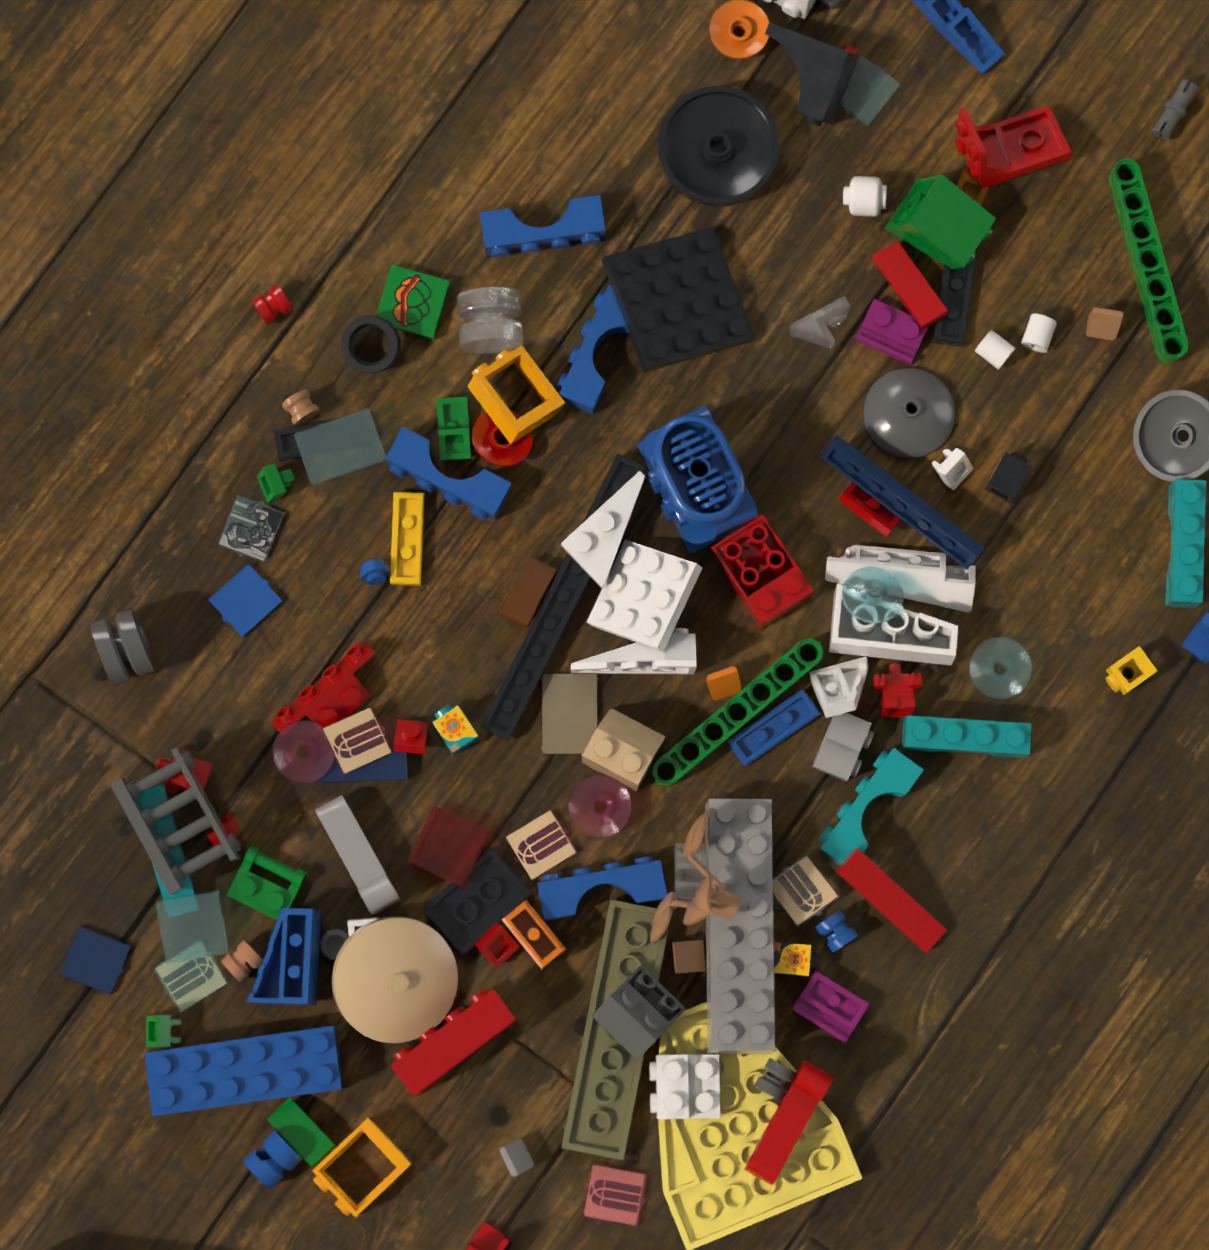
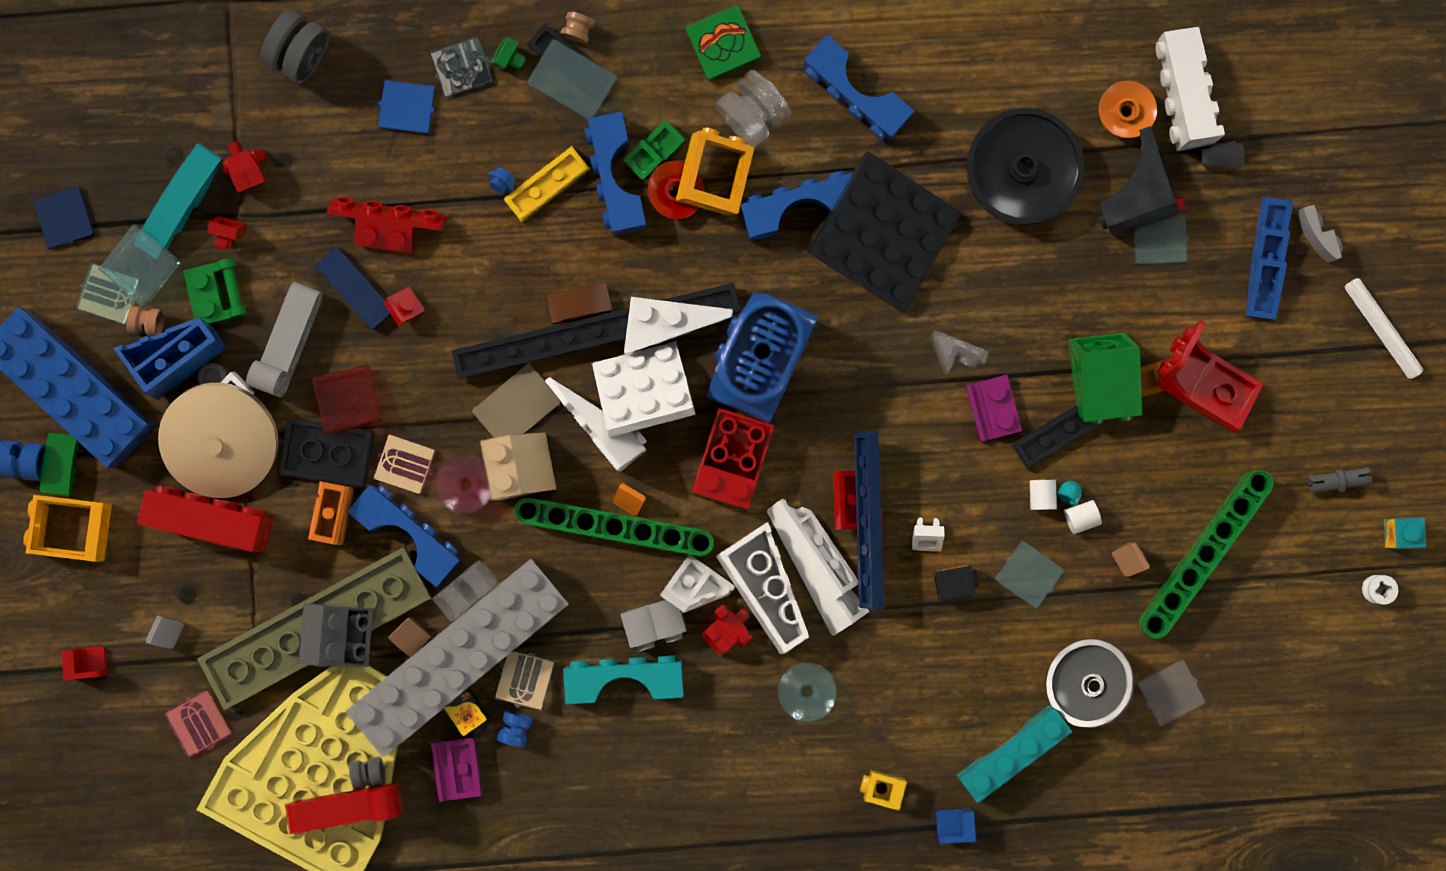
camera: 60 degrees right, 5 degrees up
(159, 1031) = (47, 304): green tile -> none
(160, 847) = (179, 167): dark grey fence -> none
(314, 764) = (323, 253): clear pink dish -> none
(348, 340) = (646, 28): black tyre -> none
(357, 740) = (367, 270): piece -> none
(454, 729) = (435, 333): brick -> none
(497, 945) = (303, 492): red plate -> none
(685, 1086) = (310, 712): white plate -> none
(706, 899) = (453, 624): medium nougat plant -> none
(773, 727) = (627, 562): blue tile -> none
(865, 196) = (1078, 305): white head -> none
(870, 605) = (769, 561): clear light blue dish -> none
(891, 900) = (568, 750): red tile -> none
(906, 433) = (922, 474): dark grey dish -> none
(909, 285) = (1039, 392): red tile -> none
(966, 735) = (734, 708): teal arch -> none
(1011, 327) = (1069, 492): none -> teal hinge
(1050, 414) = (1029, 574): none -> clear light blue piece

